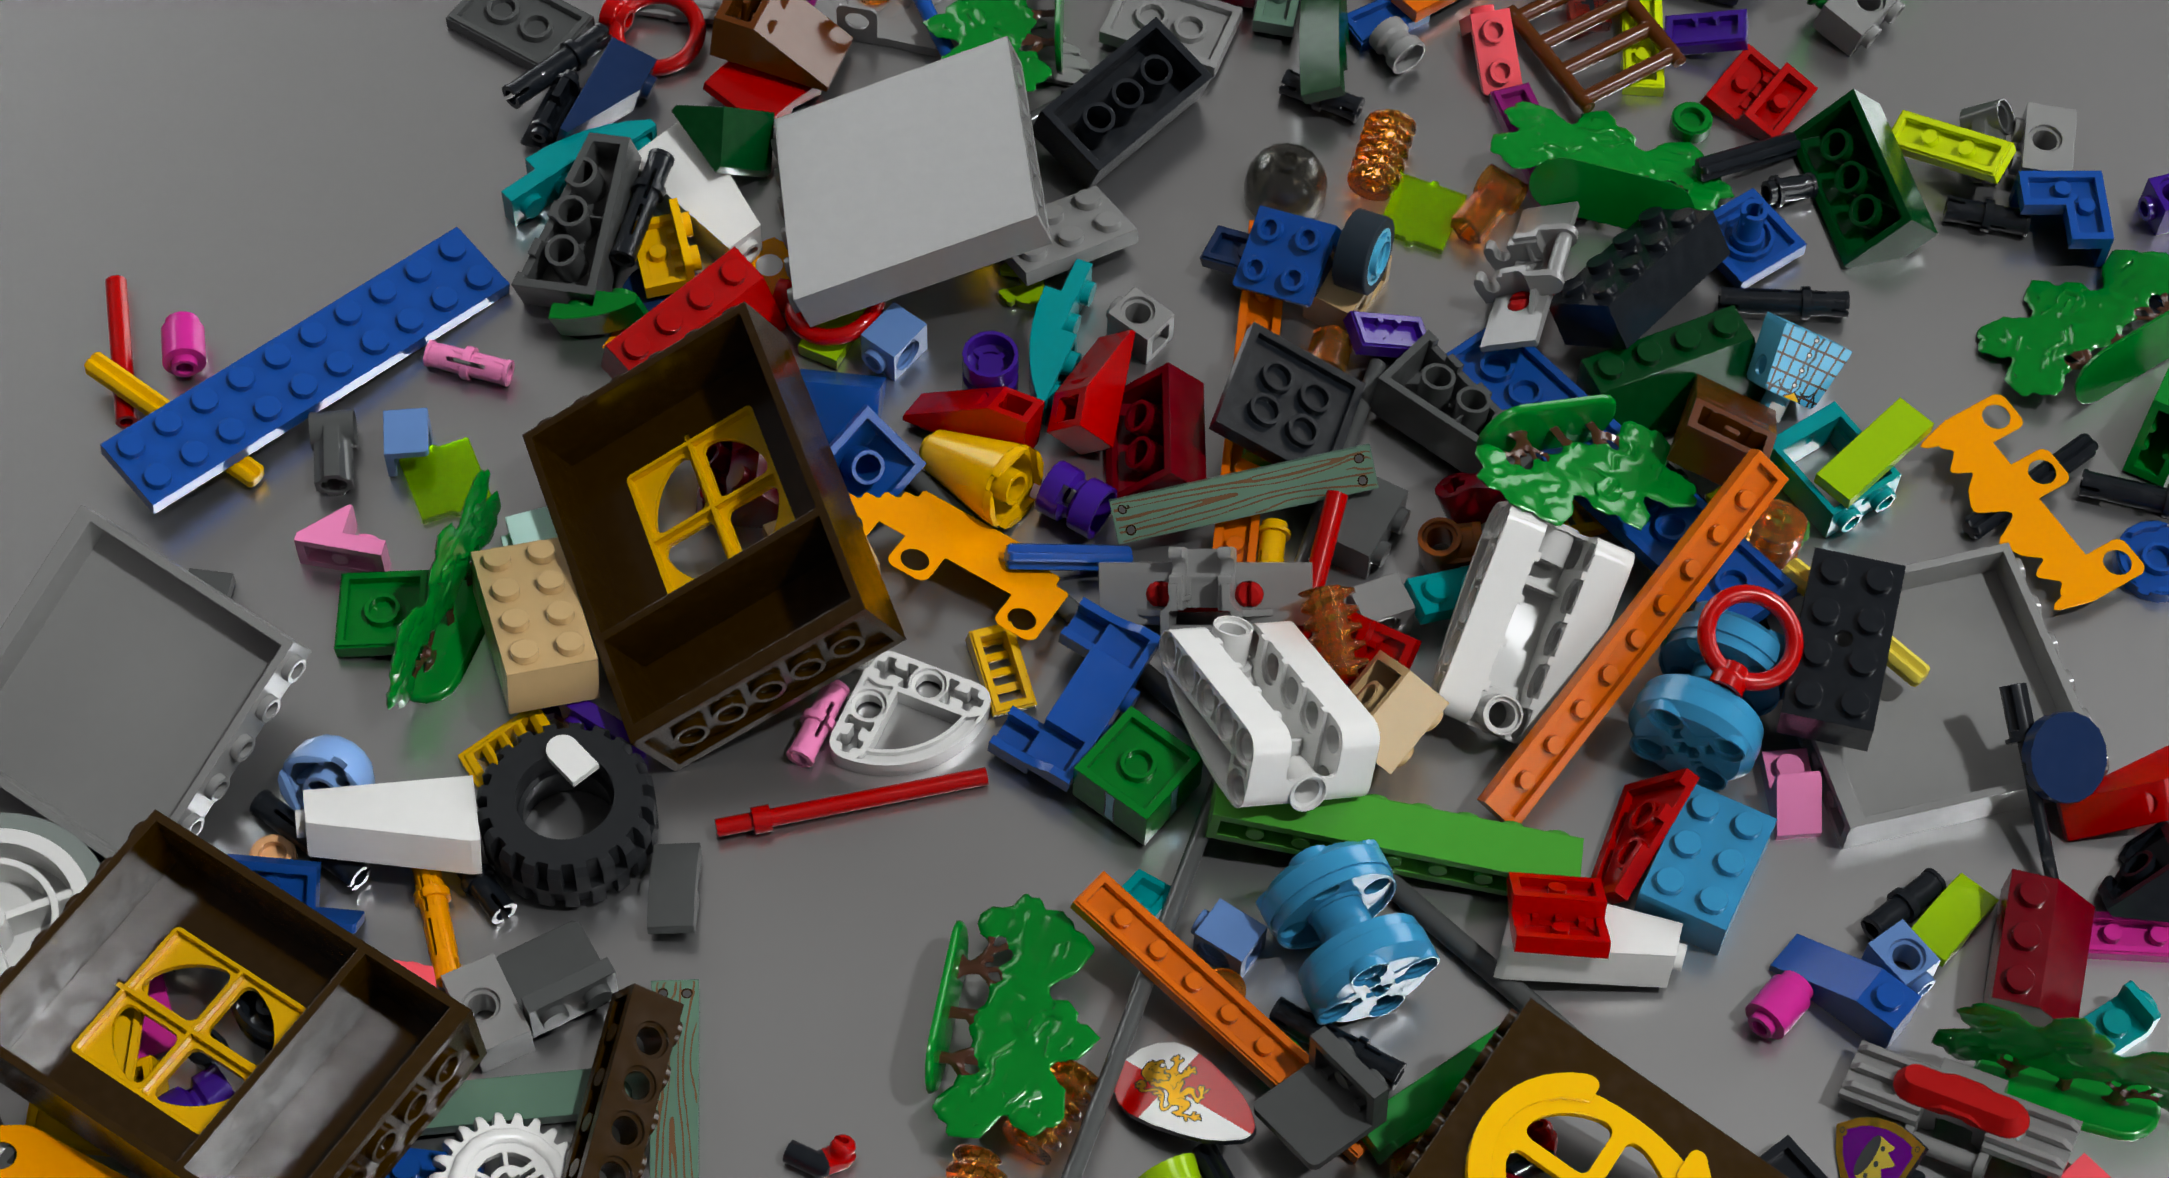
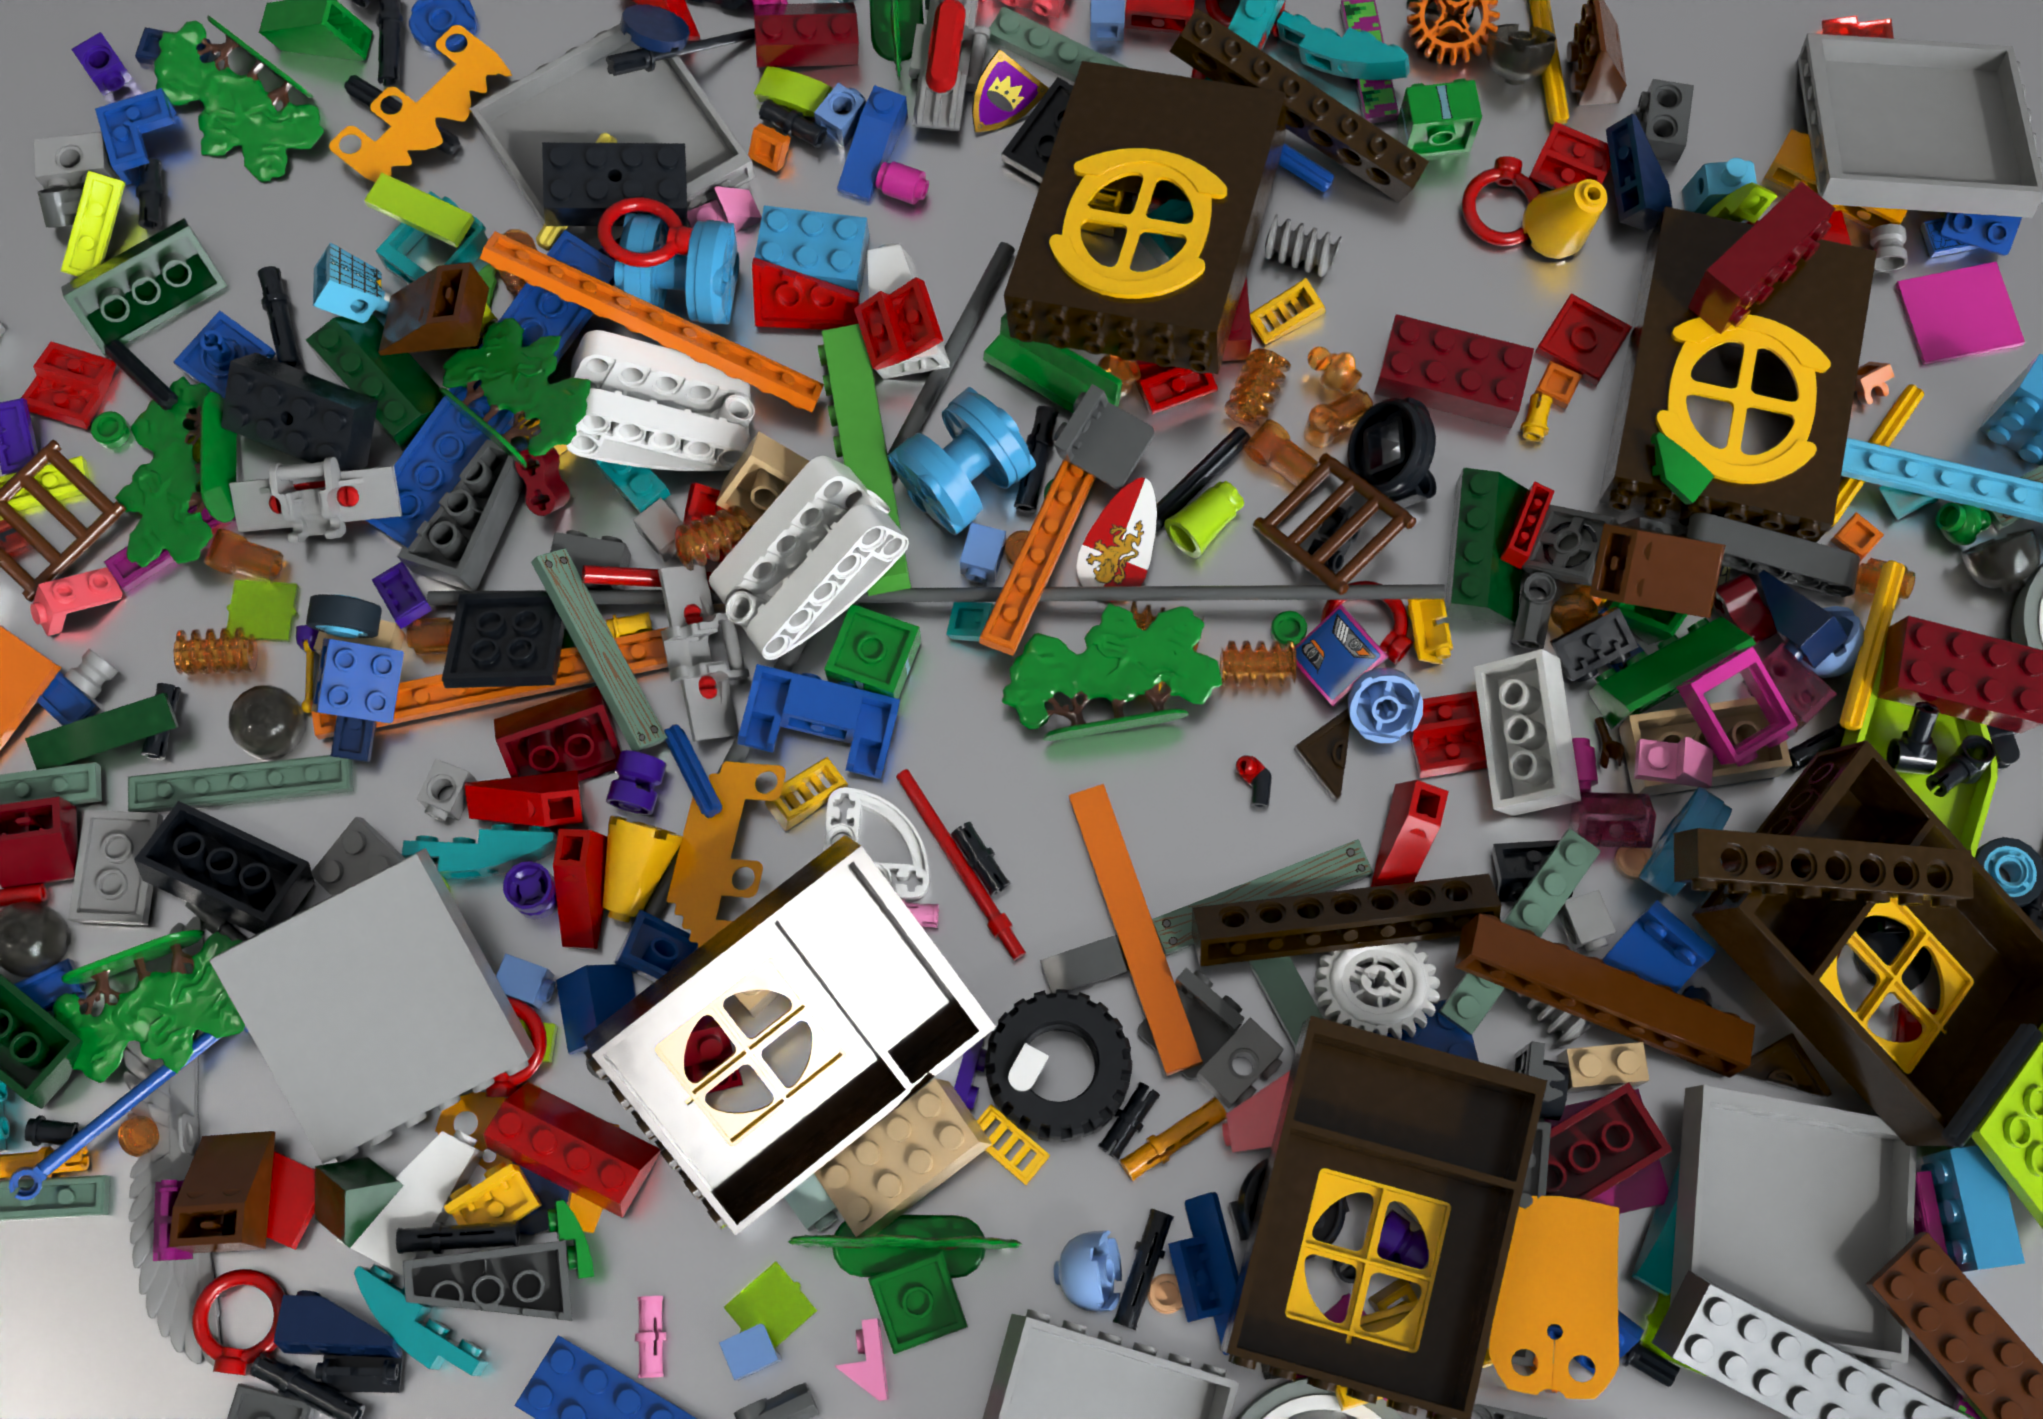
camera: 105 degrees left, 15 degrees up
(395, 824) = (1119, 1189): white slope -> none
(697, 954) = (1135, 930): none -> orange tile
(848, 823) = (980, 858): none -> black pin
(1224, 148) = (240, 783): none -> sand green tile
(1461, 538) = (587, 481): dark orange piece -> none
(1783, 190) = (167, 345): black pin -> none
(1872, 865) = (768, 147): none -> orange tile

